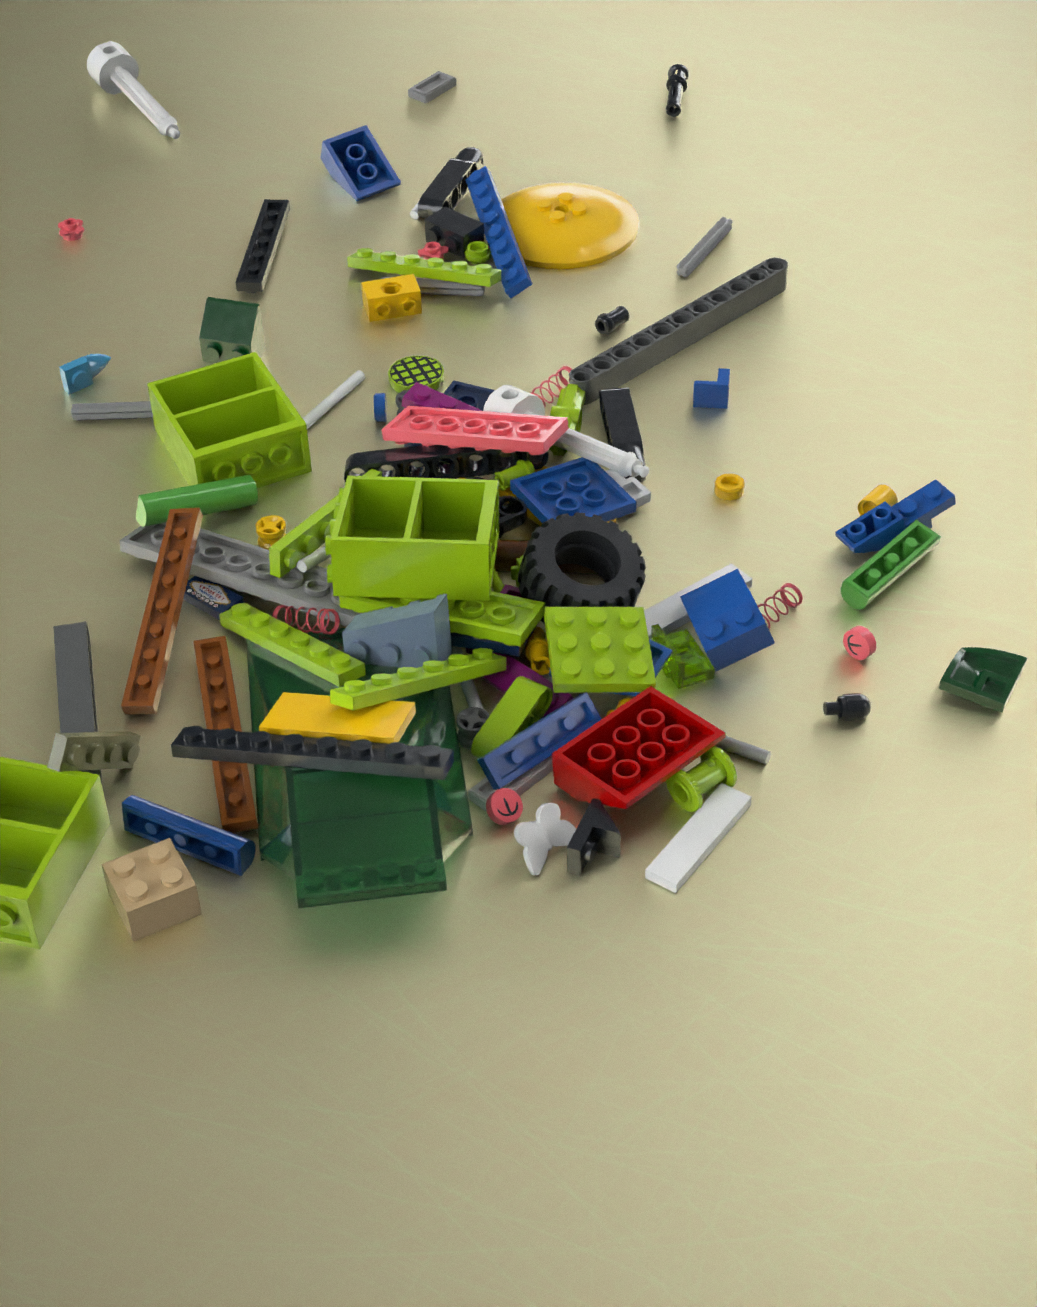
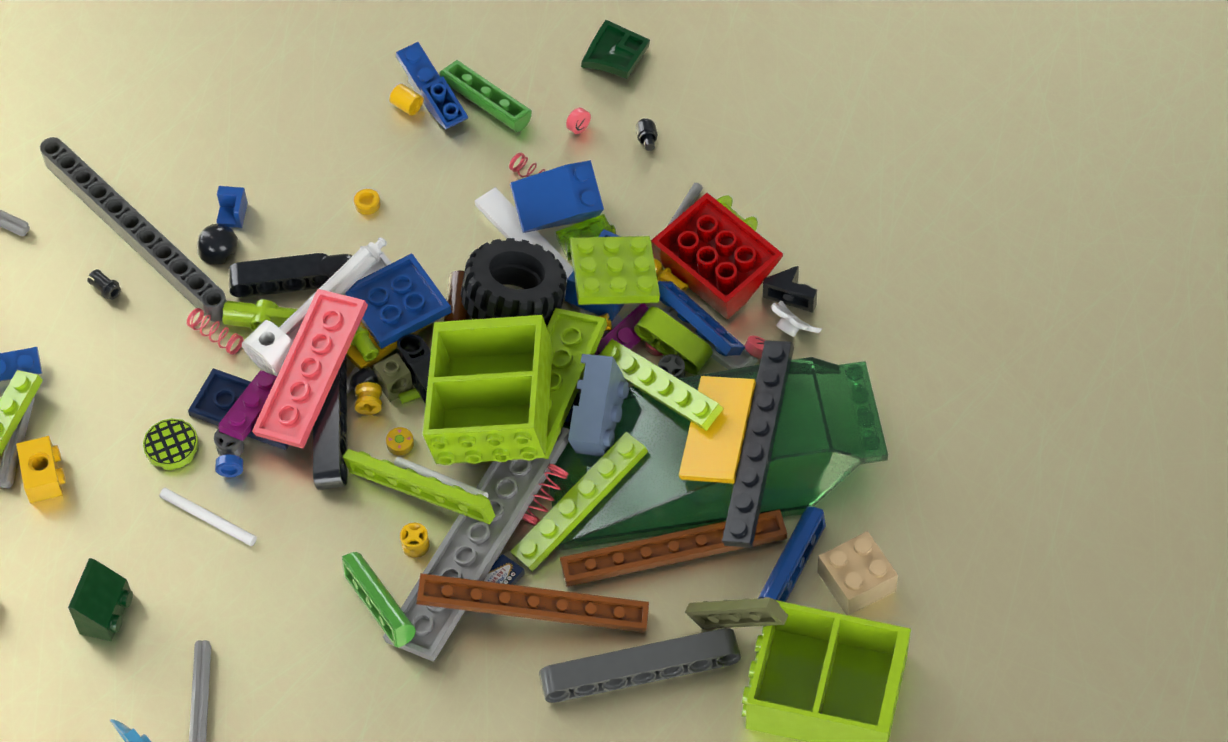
camera: 90 degrees left, 15 degrees up
(230, 423) = (263, 583): lime container -> none
(666, 384) = (216, 243): none -> black hair
(698, 838) = (785, 230): white tile -> none

